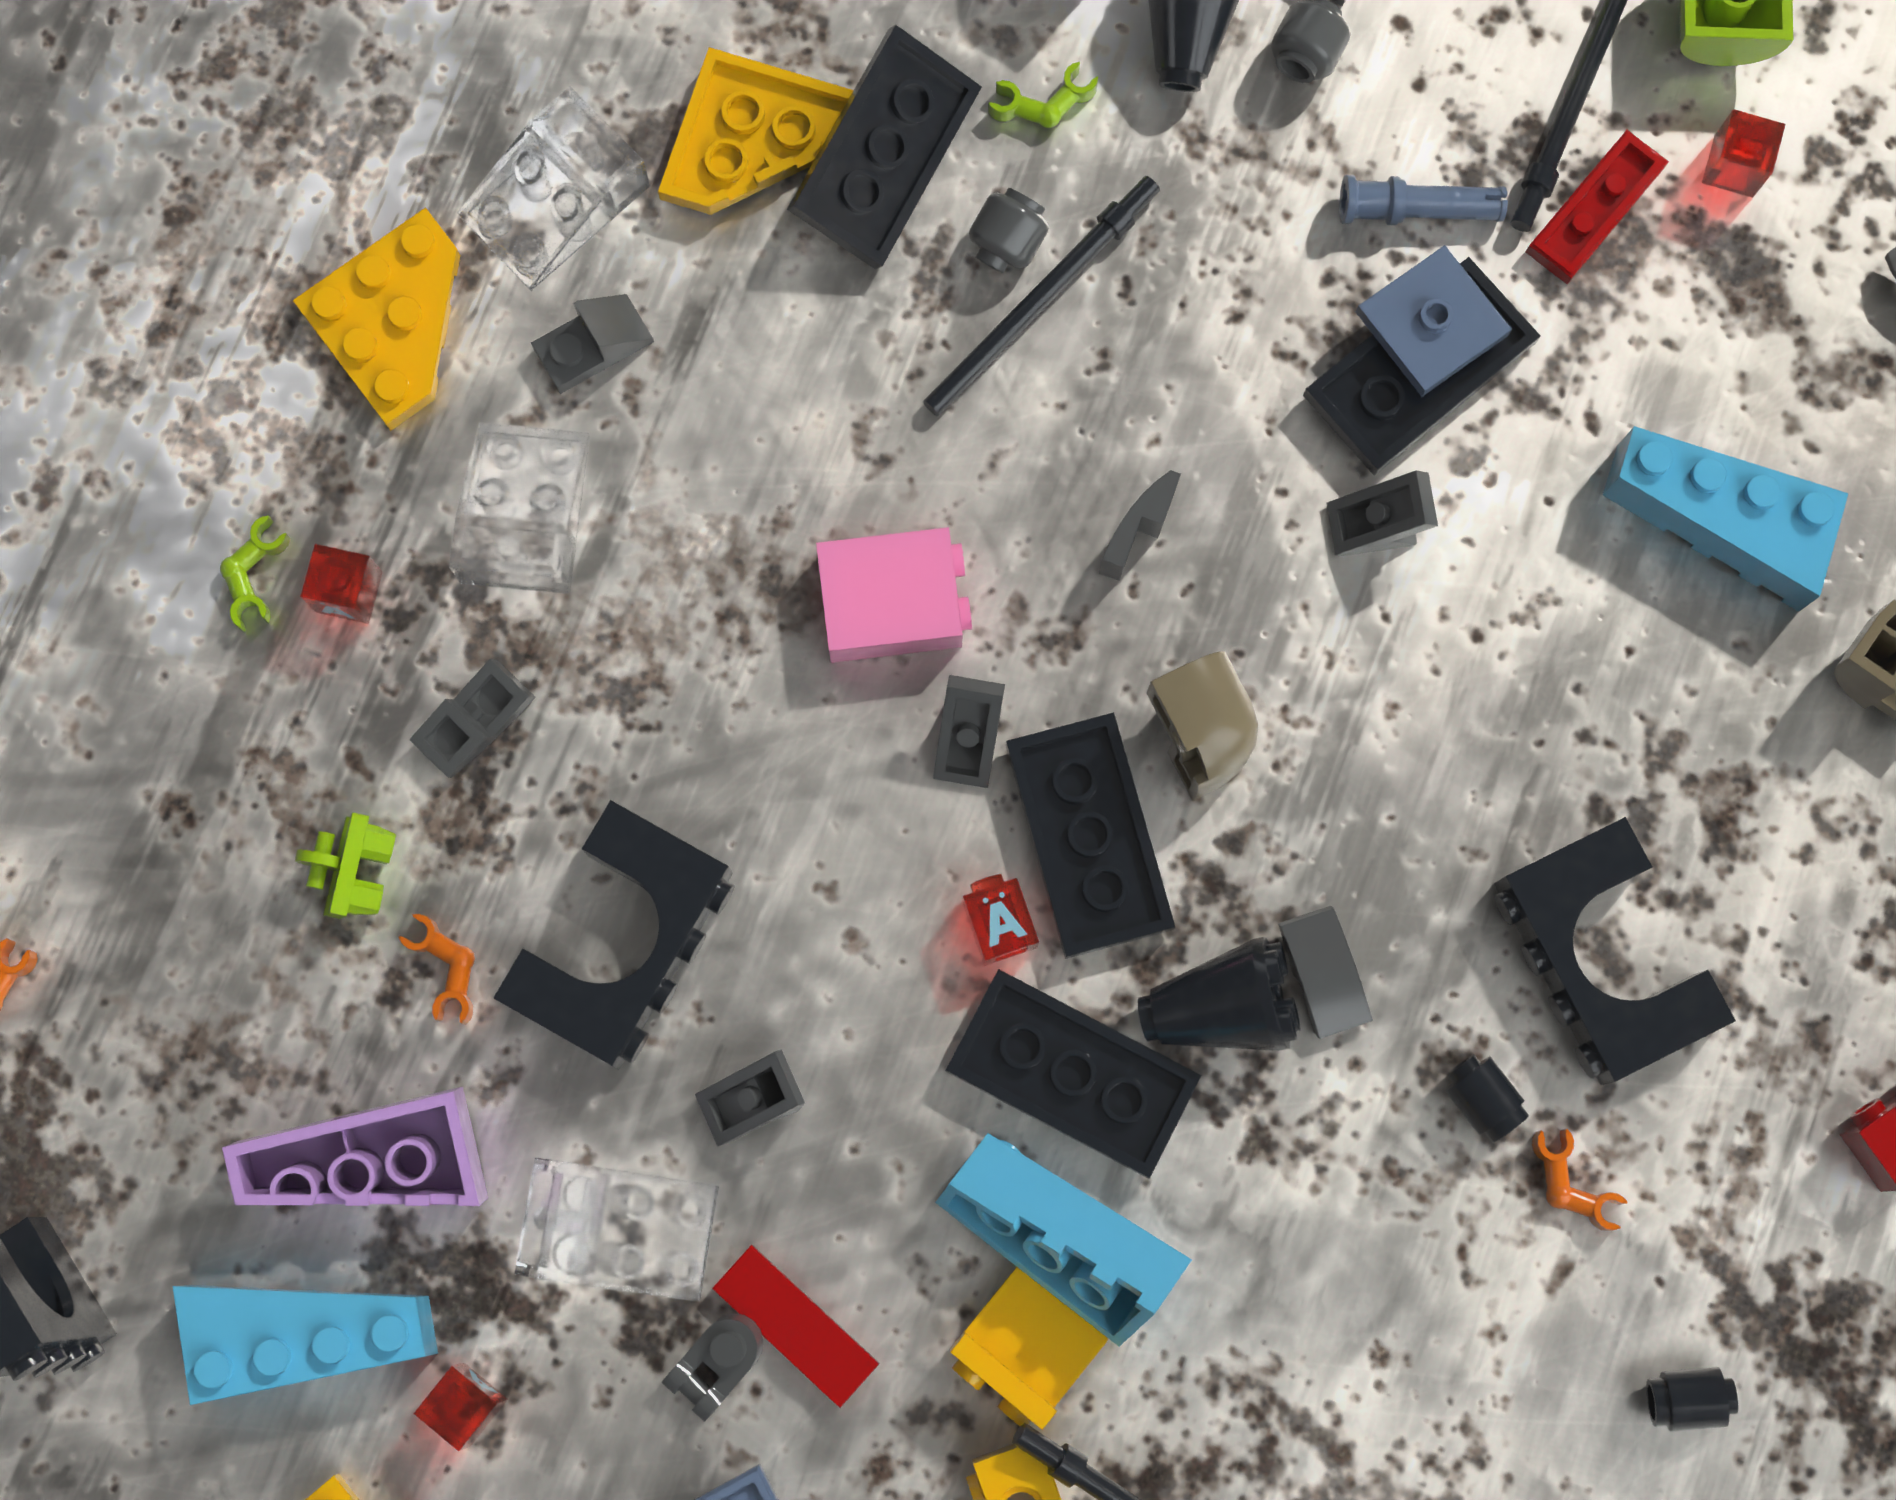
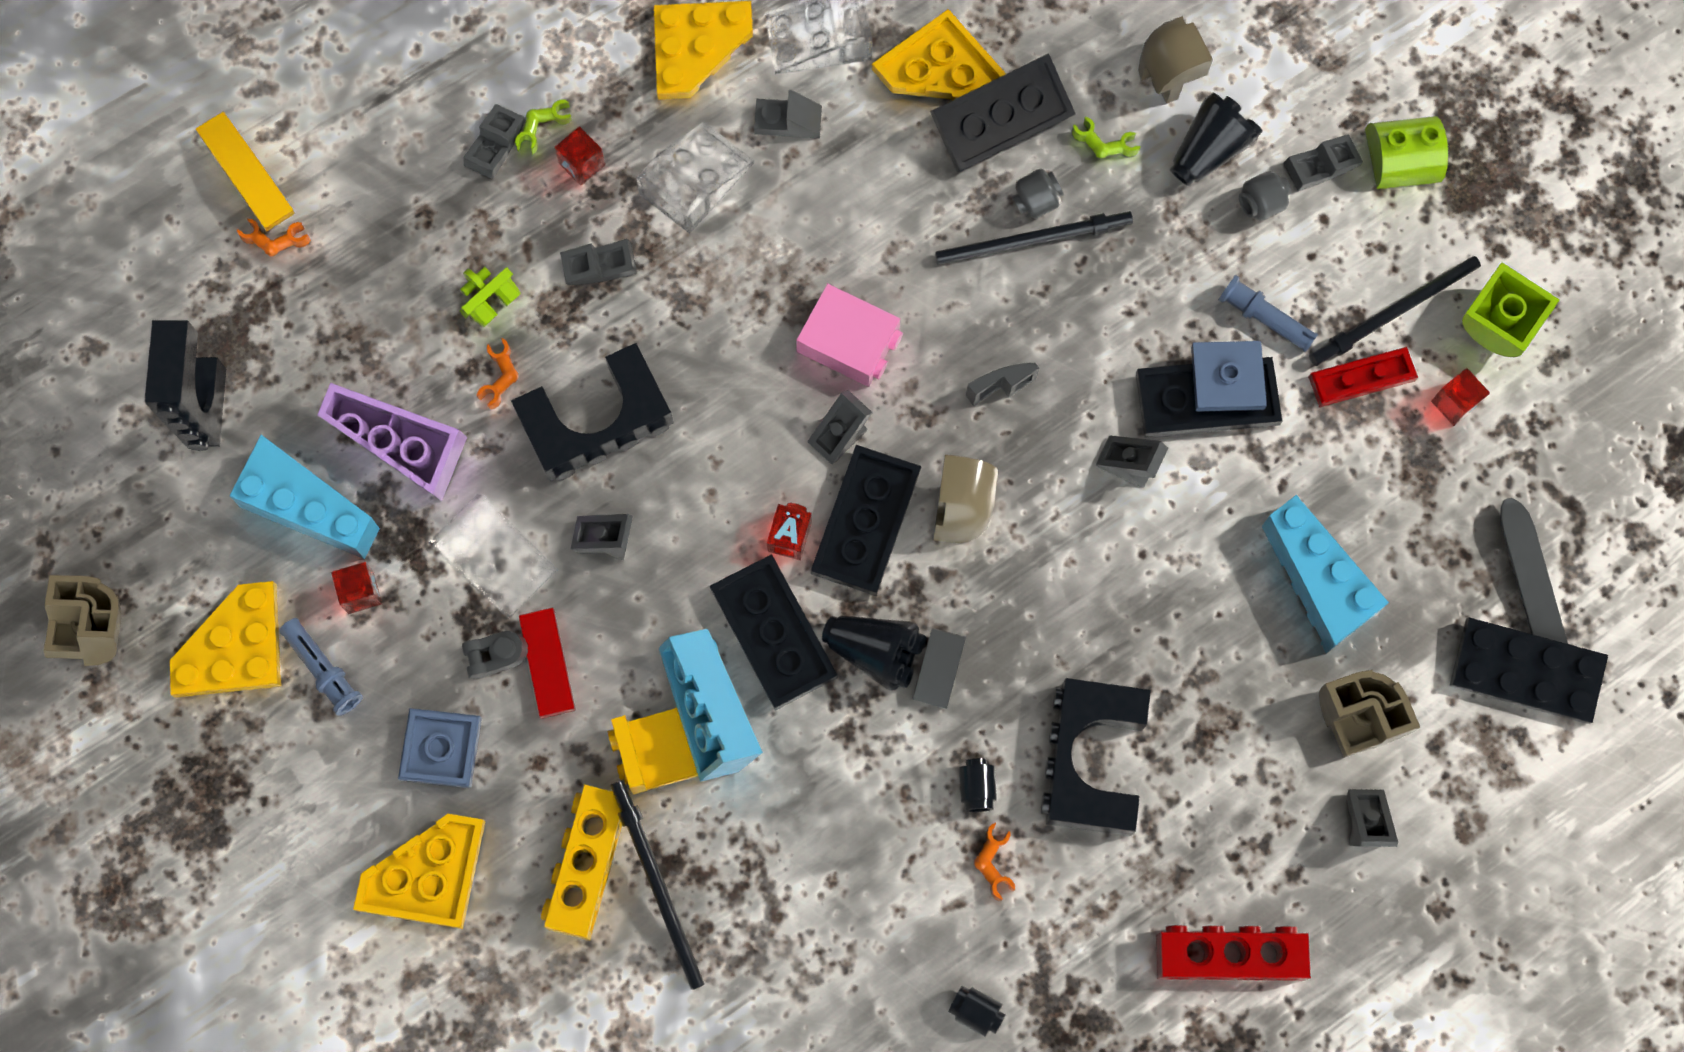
camera: 35 degrees right, 5 degrees down
(202, 640) = (494, 142): none -> dark grey slope

